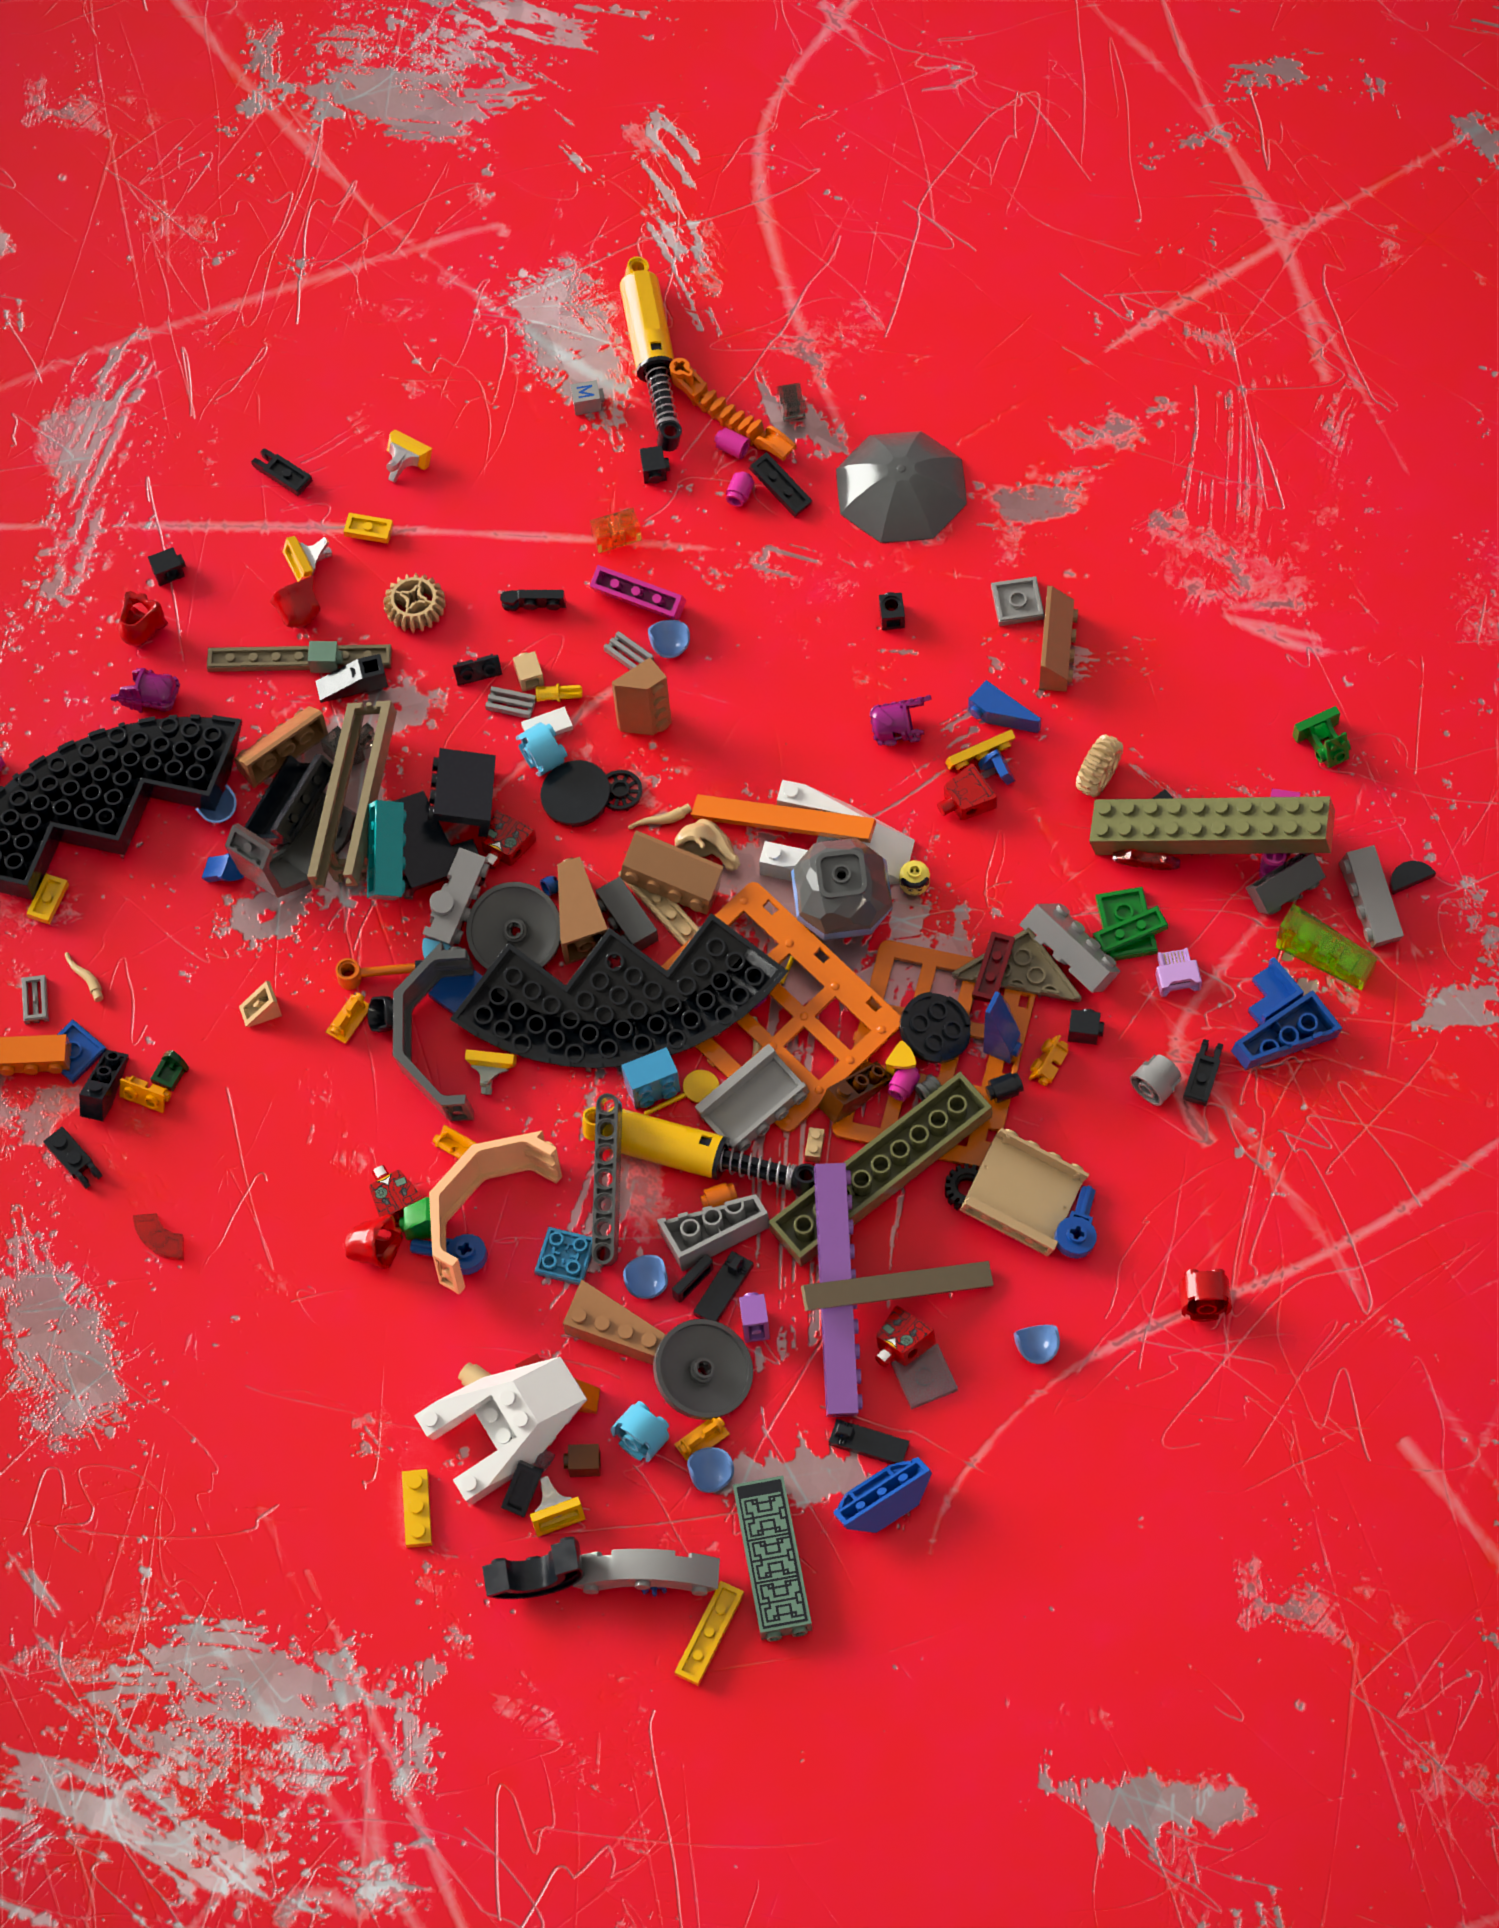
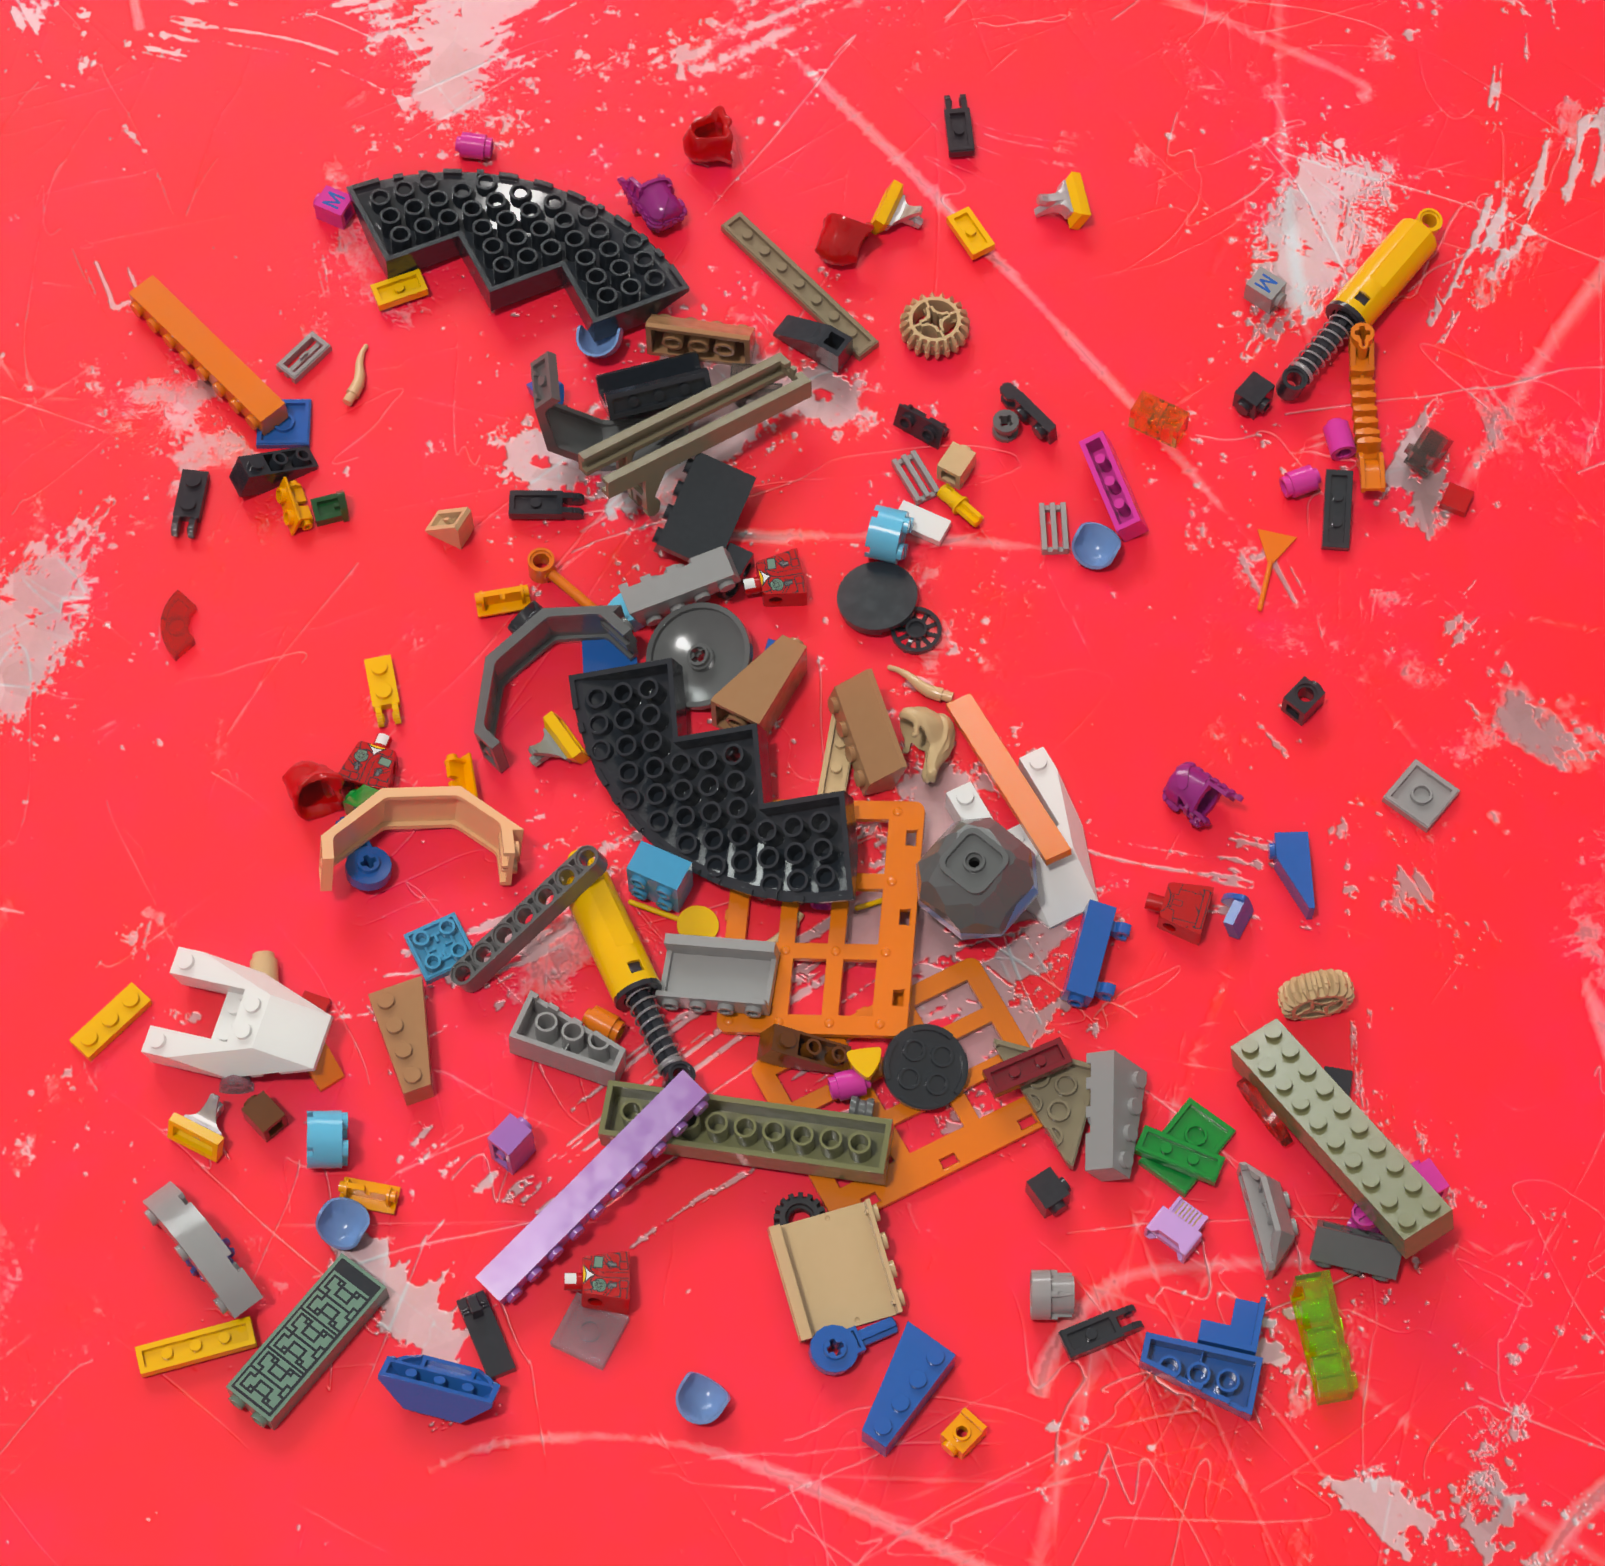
camera: 45 degrees right, 0 degrees up
(167, 566) = (783, 117): black brick -> none
(304, 937) = (544, 504): none -> black hinge
(324, 656) = (812, 300): sand green brick -> none
(339, 1144) = (383, 687): none -> yellow hinge
(385, 850) = (667, 489): teal brick -> none
(441, 903) = (657, 575): light grey tile -> none
(462, 789) = (787, 507): black panel -> none
(522, 1488) = (194, 1087): black tile -> none
(528, 626) = (1007, 432): none -> dark grey wheel
(536, 1574) = (129, 1166): black brick -> none
(626, 914) = (798, 732): dark grey brick -> none
(642, 700) = (1003, 570): medium nougat slope -> none
(645, 1276) = (474, 1025): medium blue helmet -> none
(692, 1278) = (508, 1065): black tile -> none
(720, 1358) = (435, 1114): dark grey dish -> none
(723, 1287) = (524, 1098): black hinge -> none
(767, 541) = (1274, 546): none -> orange piece
(814, 1145) = (725, 1061): tan piece -> none
(838, 415) = (1456, 499): none -> red tile
(896, 1286) = (642, 1235): dark tan tile -> none
(901, 486) = (1439, 608): dark grey piece -> none
(914, 877) = (1057, 932): light yellow head -> none
(946, 872) = (1088, 955): none -> blue brick
(962, 759) = (1261, 895): yellow plate -> none
(1001, 1030) = (970, 1118): blue wedge -> none
(1004, 1087) = (921, 1171): black brick -> none
(1052, 1052) = (998, 1186): light orange hinge -> none
(1057, 641) = (1408, 858): medium nougat slope -> none
(1138, 1210) = (909, 1383): none -> blue wedge
(1200, 1197) = (958, 1445): none -> light orange brick
(1205, 1294) = (876, 1506): red brick -> none
(1217, 915) = (1268, 1216): none -> light grey wedge
(1319, 729) = (1544, 1154): green tile -> none
(1371, 896) = (1414, 1336): light grey wedge -> none
(1410, 874) = (1475, 1354): black tile -> none

